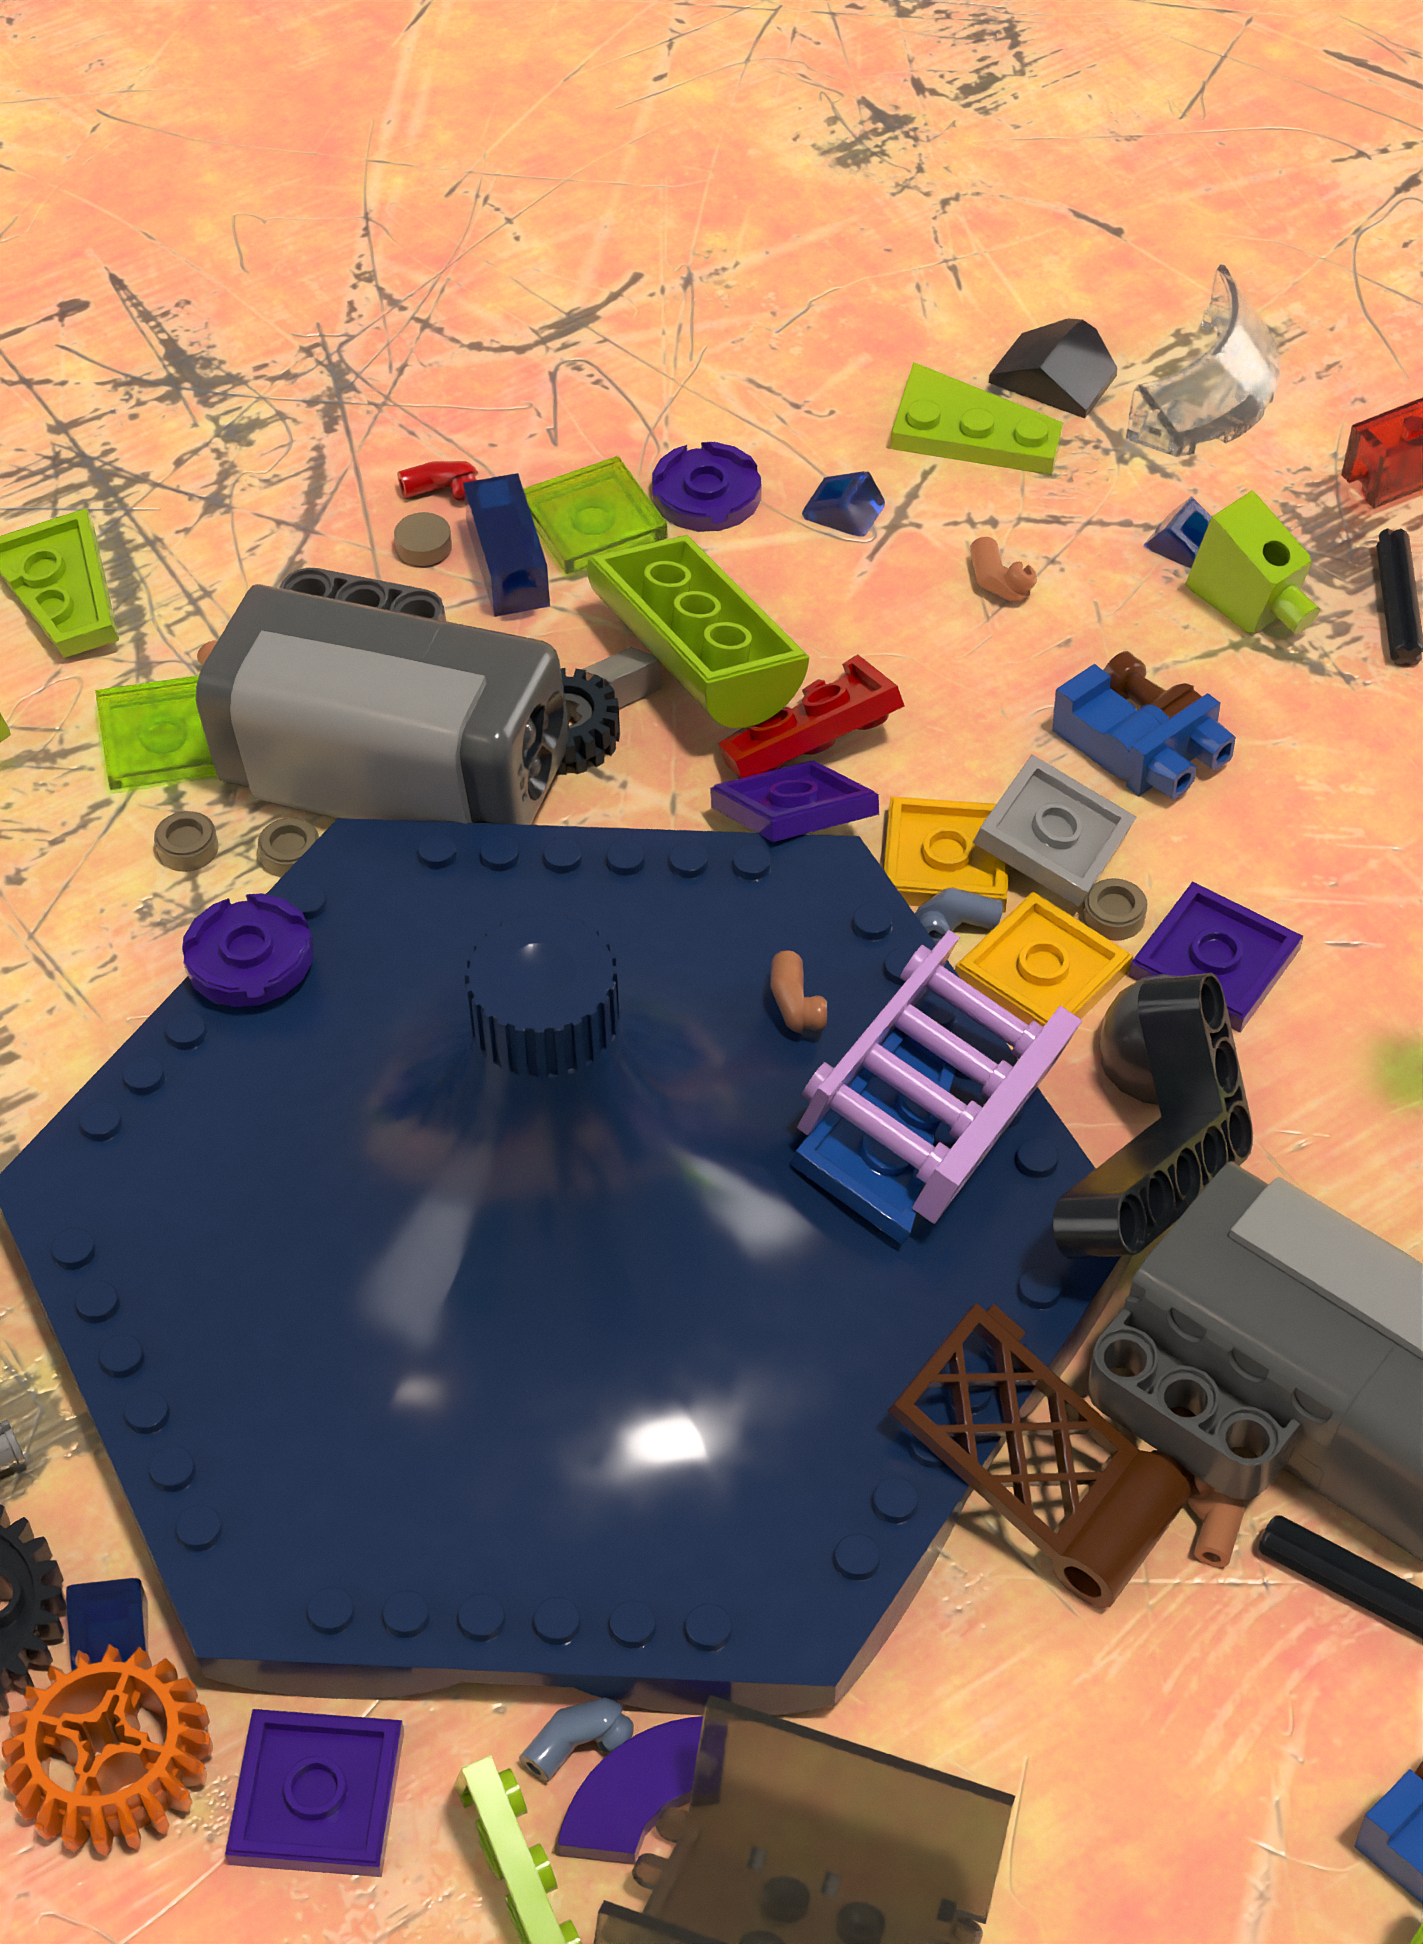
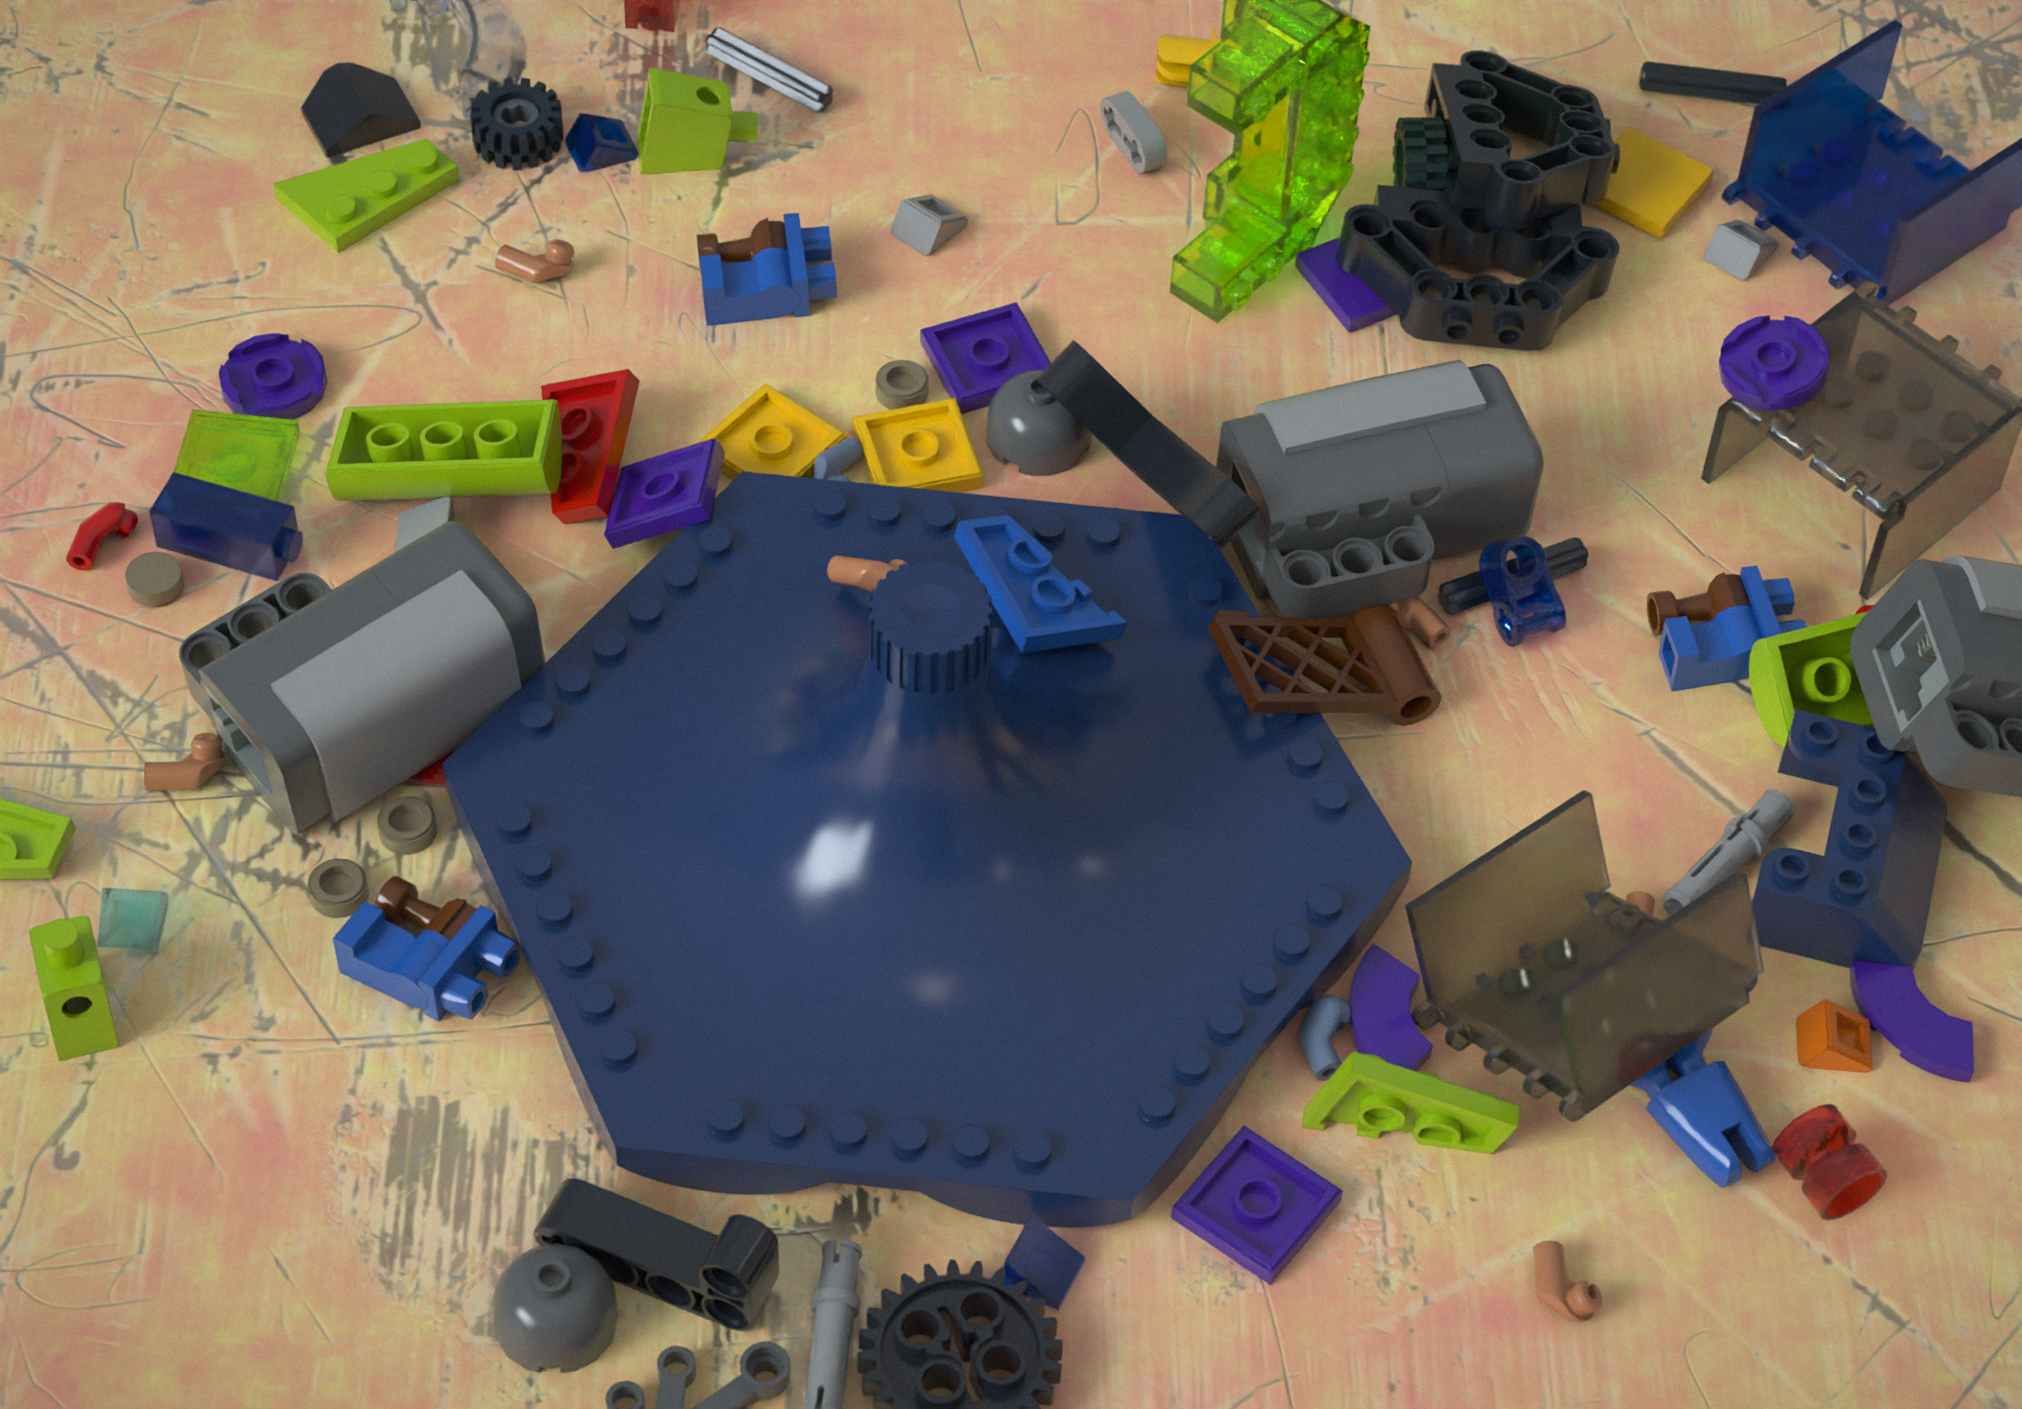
camera: 60 degrees left, 0 degrees up
(58, 728) = (132, 918): none -> clear light blue slope
(88, 1715) = (1146, 1325): orange gear -> none
(128, 942) = (439, 964): none -> blue hips
(153, 733) = (205, 848): clear neon green tile -> none
(248, 950) = (541, 873): dark purple tile -> none
(846, 503) = (373, 309): clear blue slope -> none
(971, 1125) = (1052, 497): lavender fence -> none
(1054, 830) = (818, 370): light grey plate -> none
(1119, 471) = (536, 126): none -> black bush
(1320, 1608) = (1521, 594): none -> clear blue piece
(1340, 815) = (927, 223): none -> light grey slope

